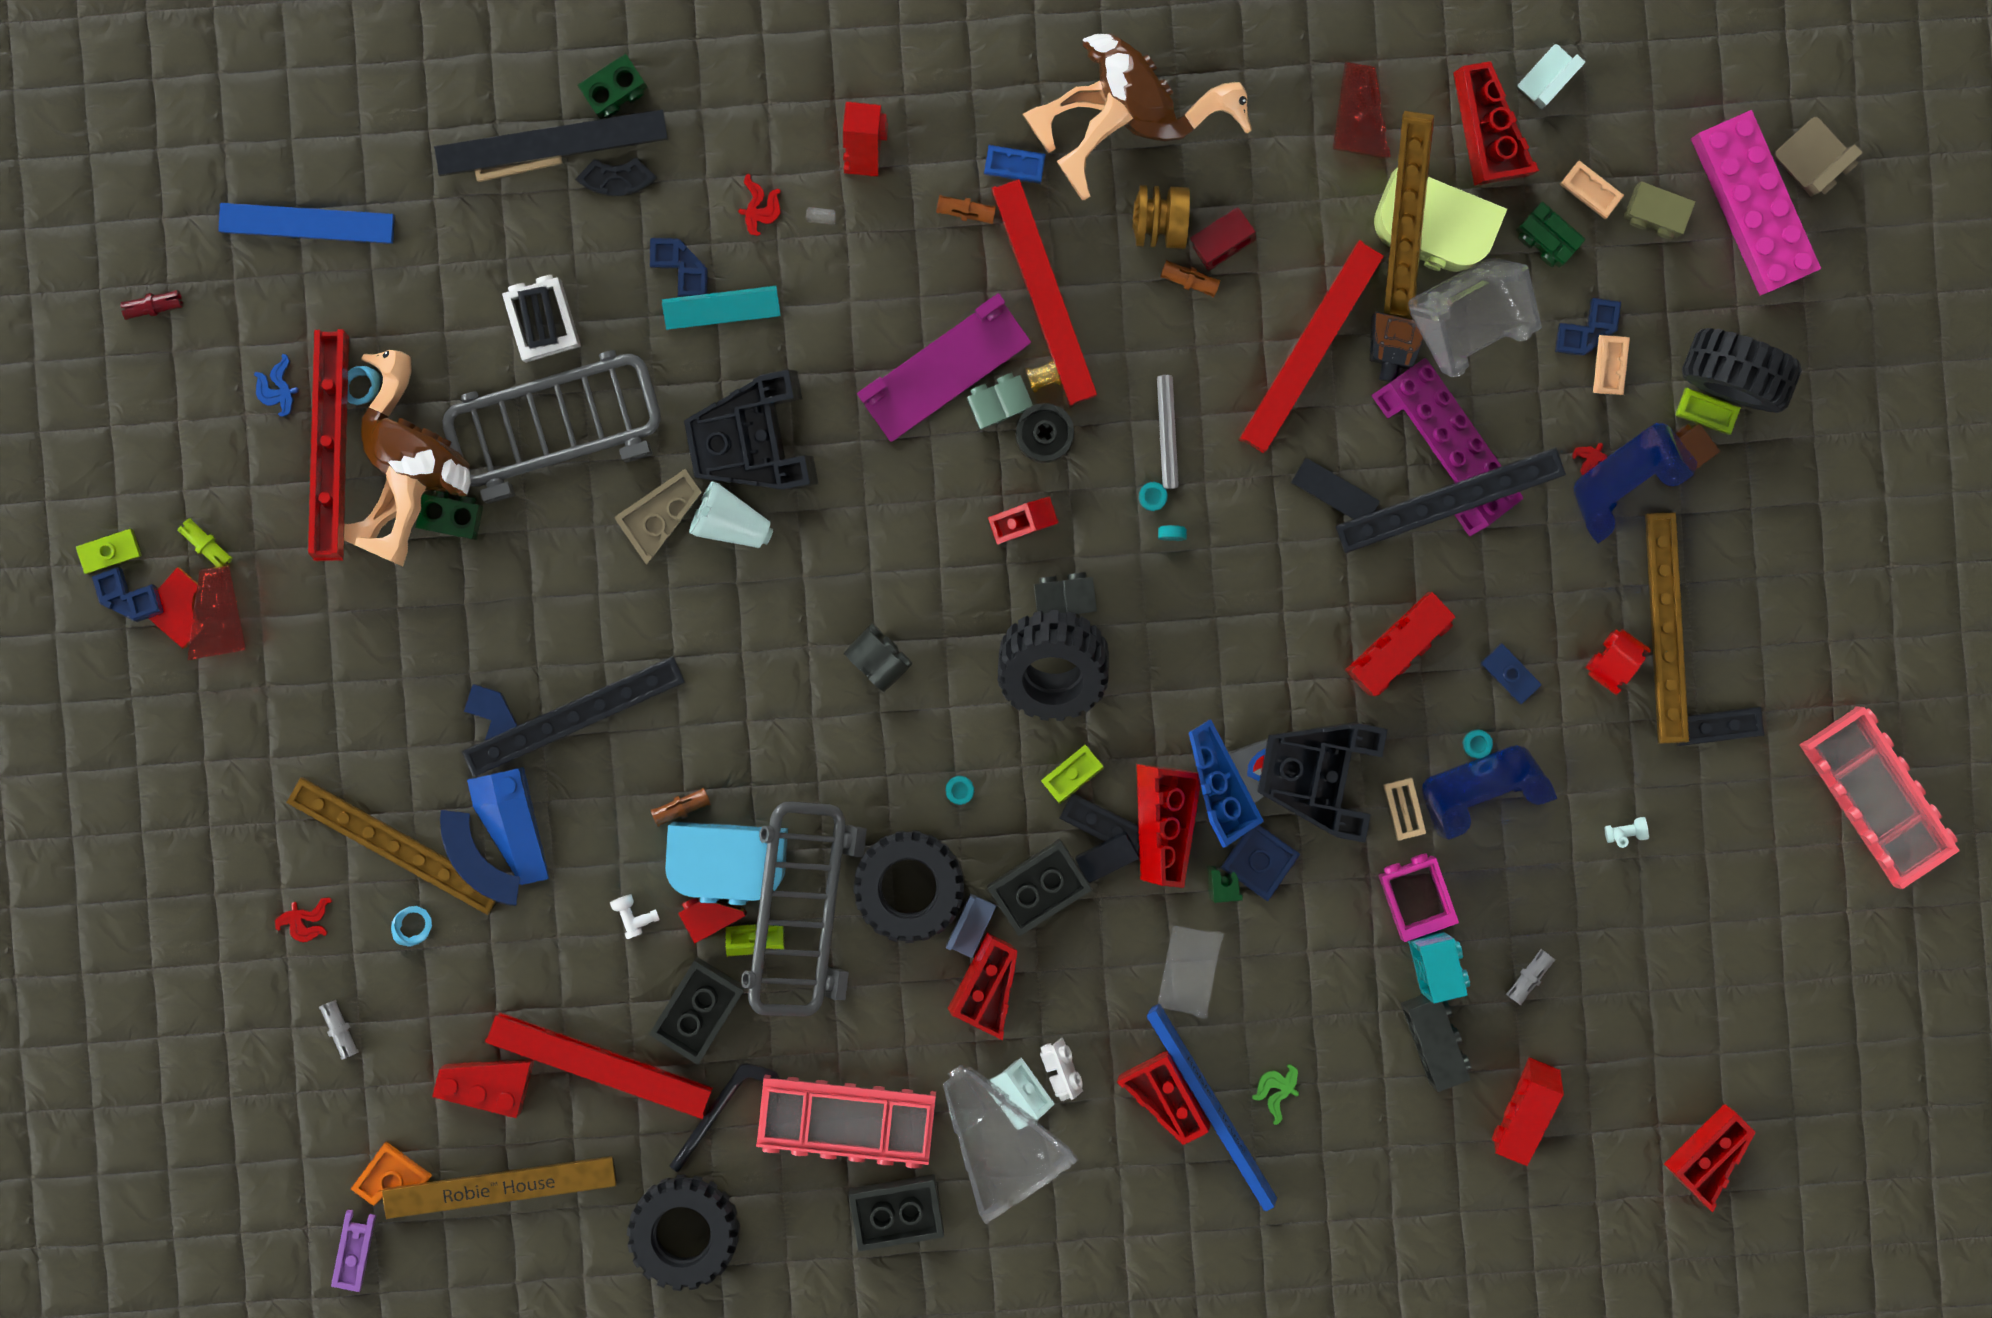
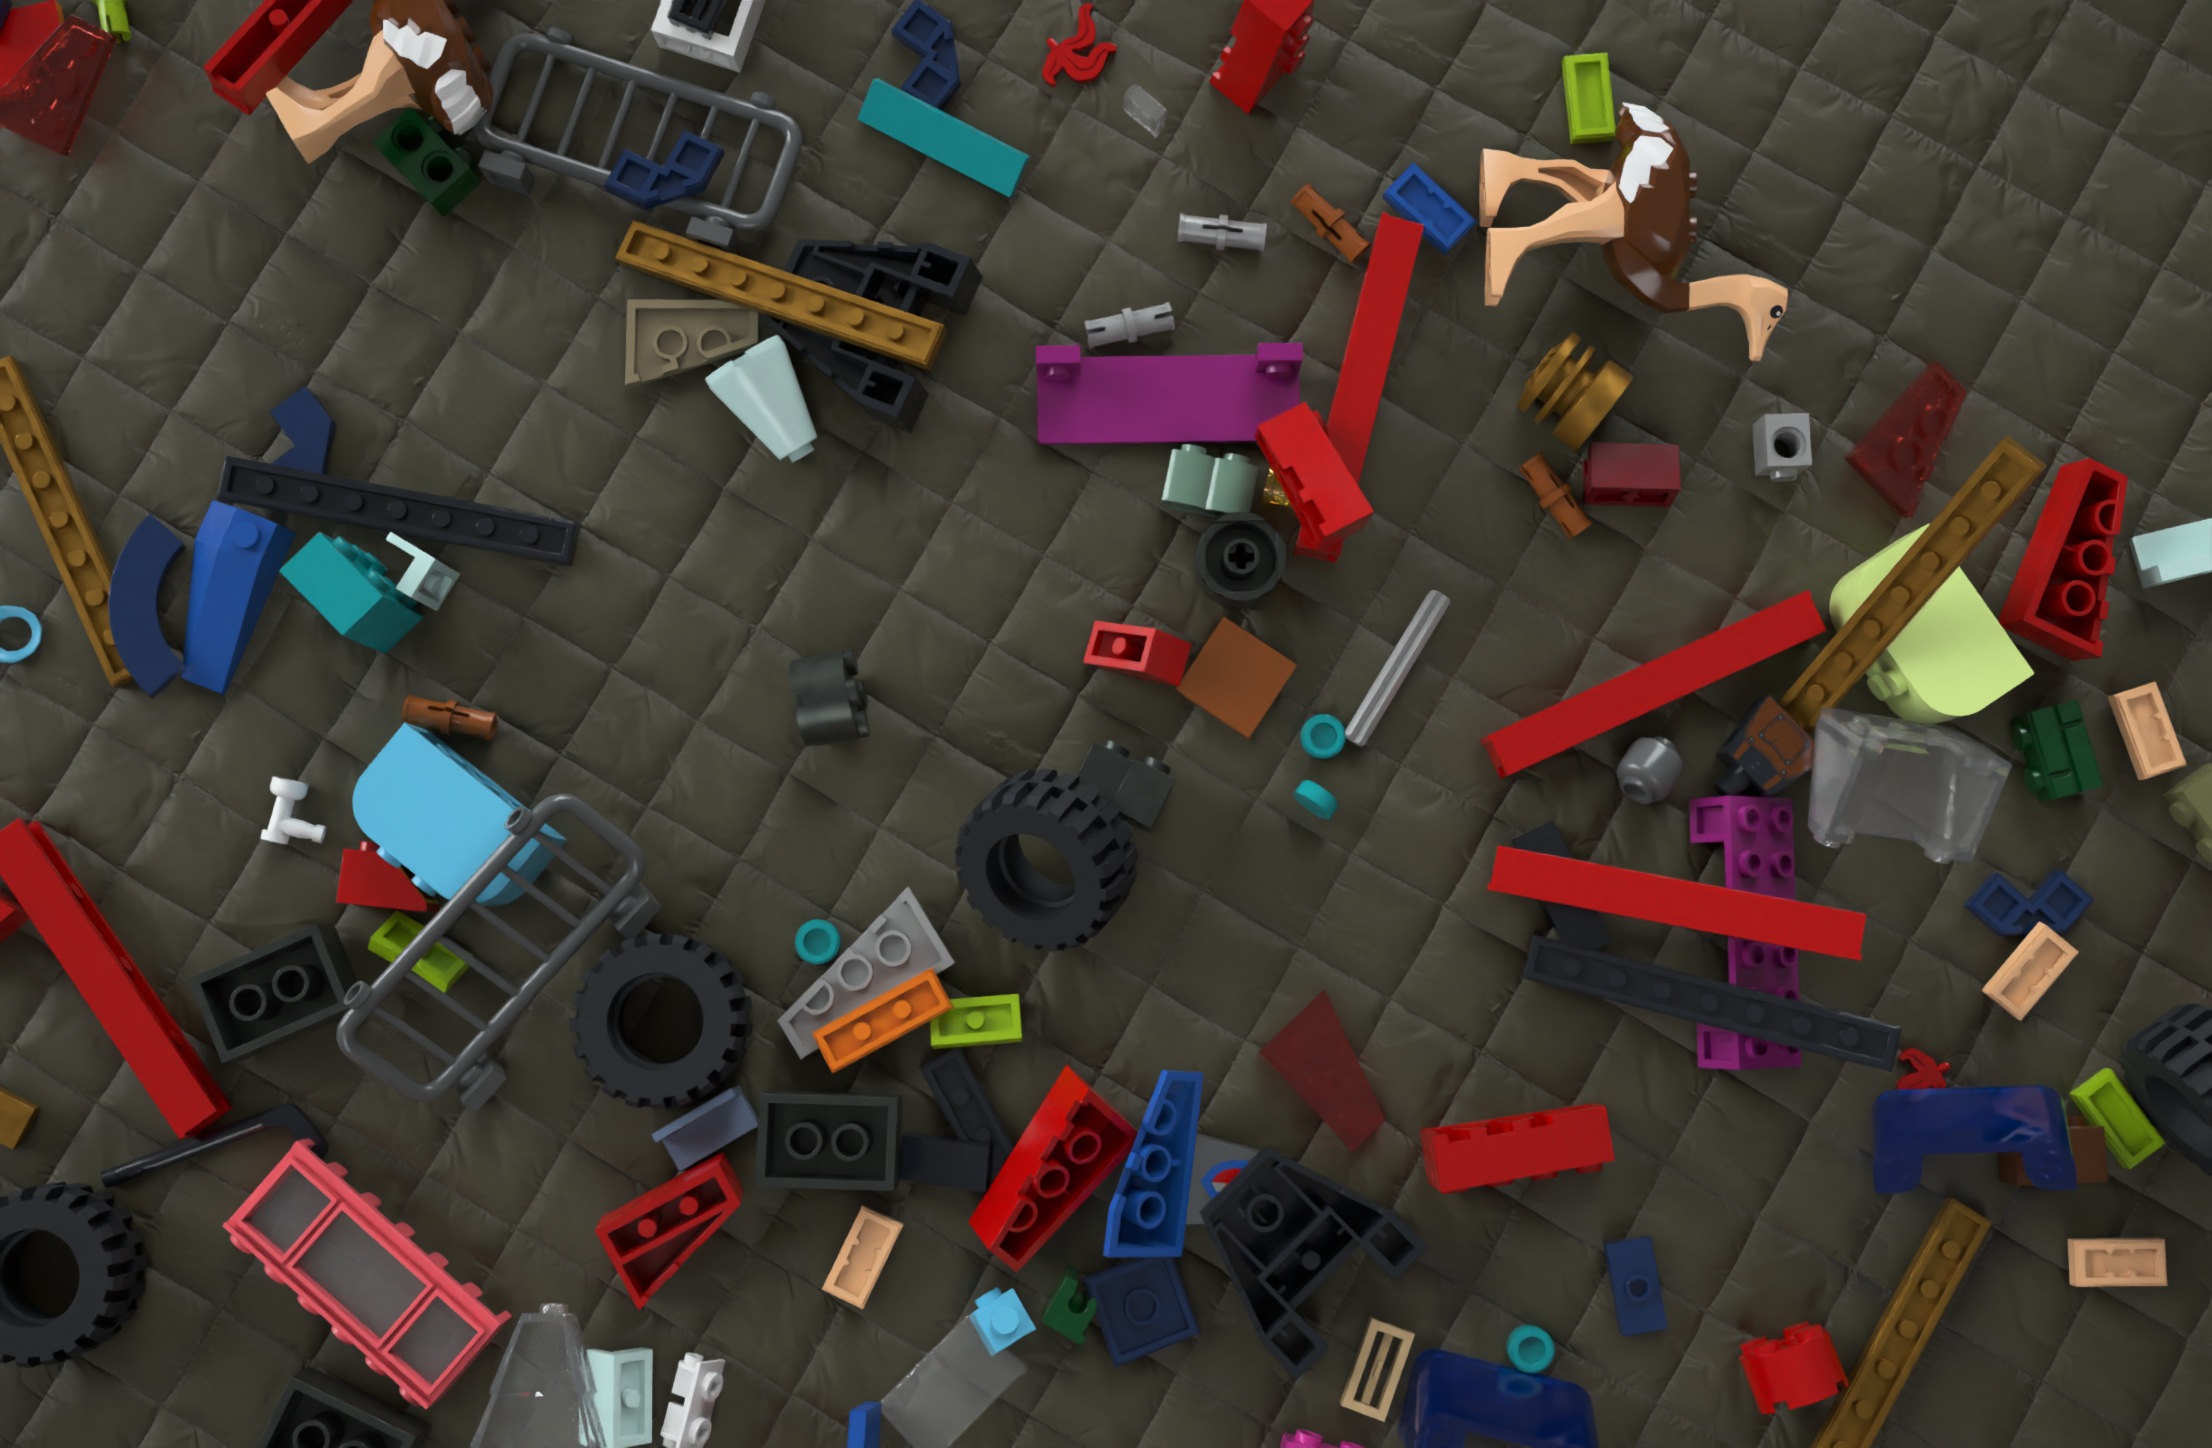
camera: 30 degrees right, 5 degrees down
(583, 445) = (683, 174): none -> dark blue tile
(588, 777) = (352, 592): none -> teal brick
(619, 740) = (426, 577): none -> light aqua panel
(697, 458) = (782, 295): none -> pearl gold tile
(895, 342) = (1129, 325): none -> light grey pin
(927, 246) = (1222, 232): none -> light grey pin
(1001, 784) = (883, 957): none -> light grey wing
(1024, 807) = (882, 1020): none -> orange tile
(1054, 362) = (1313, 476): none -> red wedge
(1059, 38) = (1589, 98): none -> lime tile
(1085, 496) = (1236, 677): none -> dark orange tile
(1098, 935) = (862, 1256): none -> light nougat plate
(1192, 918) = (1000, 1320): none -> medium azure brick
(1273, 673) = (1324, 1071): none -> clear red wing
(1294, 154) = (1792, 430): none -> light grey brick
(1339, 395) = (1649, 769): none -> dark grey head
(1397, 460) = (1678, 903): none -> red tile
(1754, 488) = (2117, 1262): none -> light nougat plate

